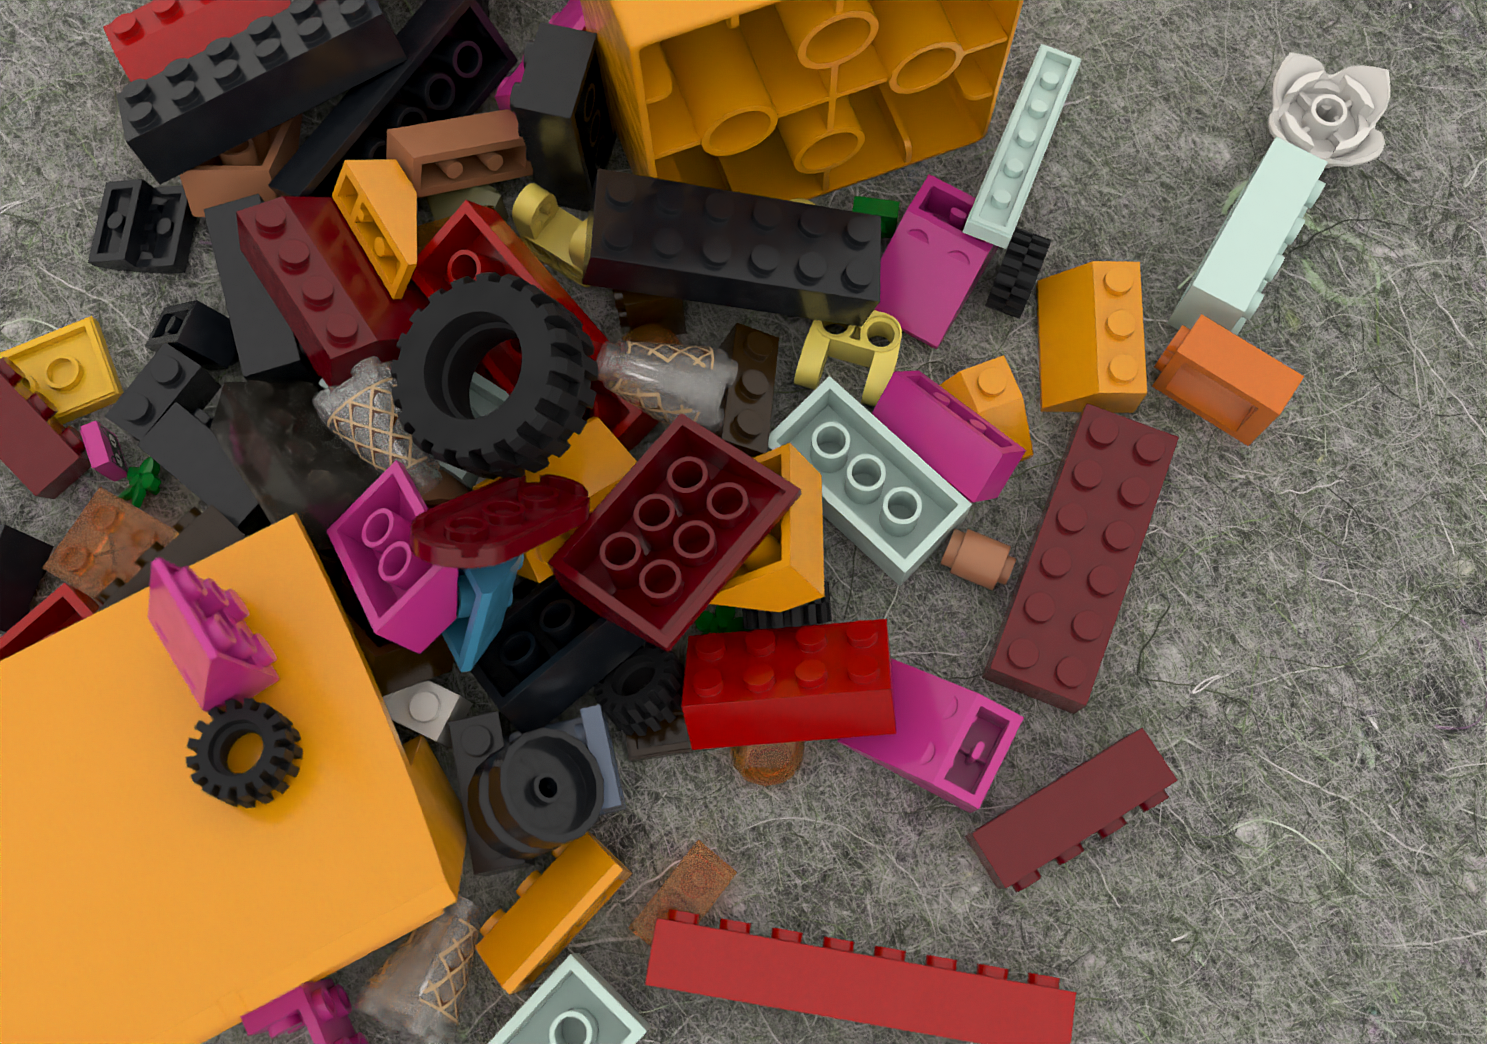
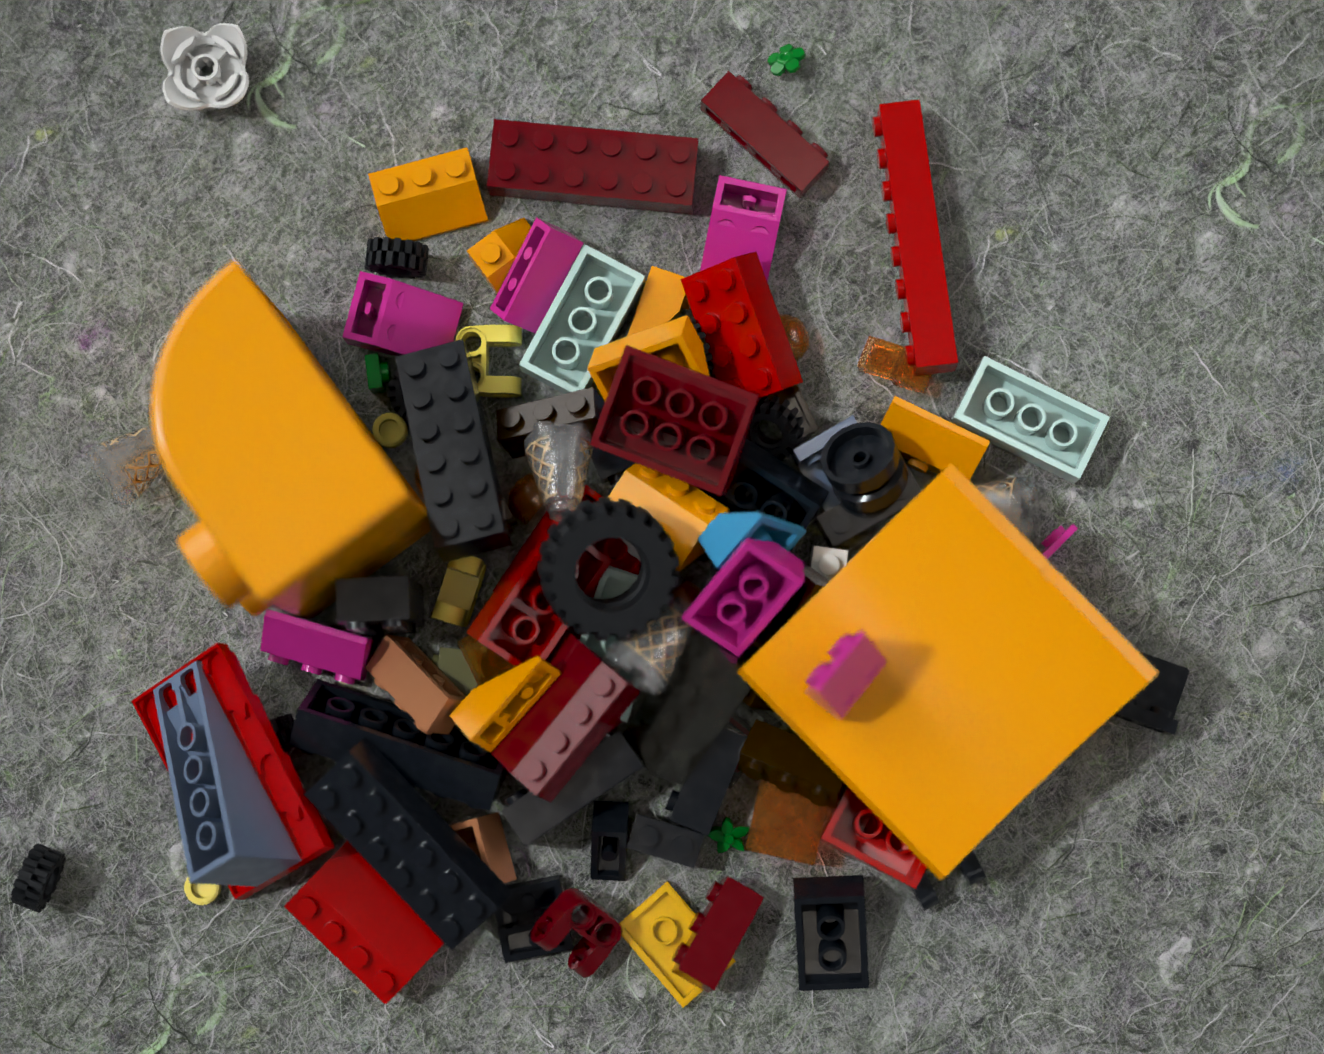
camera: 105 degrees left, 10 degrees up
(104, 451) = (714, 870): dark pink tile -> none
(107, 271) = (559, 920): none -> dark red piece
(221, 734) = (919, 616): black tyre -> none
(499, 521) = (708, 524): dark red tile -> none
(862, 586) = (660, 300): none -> light orange slope
(978, 558) = (613, 234): nougat brick -> none
(1022, 147) = (305, 277): light aqua tile -> none
(1175, 876) = (786, 59): none -> green plant
(1225, 379) = (440, 97): orange window -> none
(1253, 239) = (330, 102): light aqua brick -> none

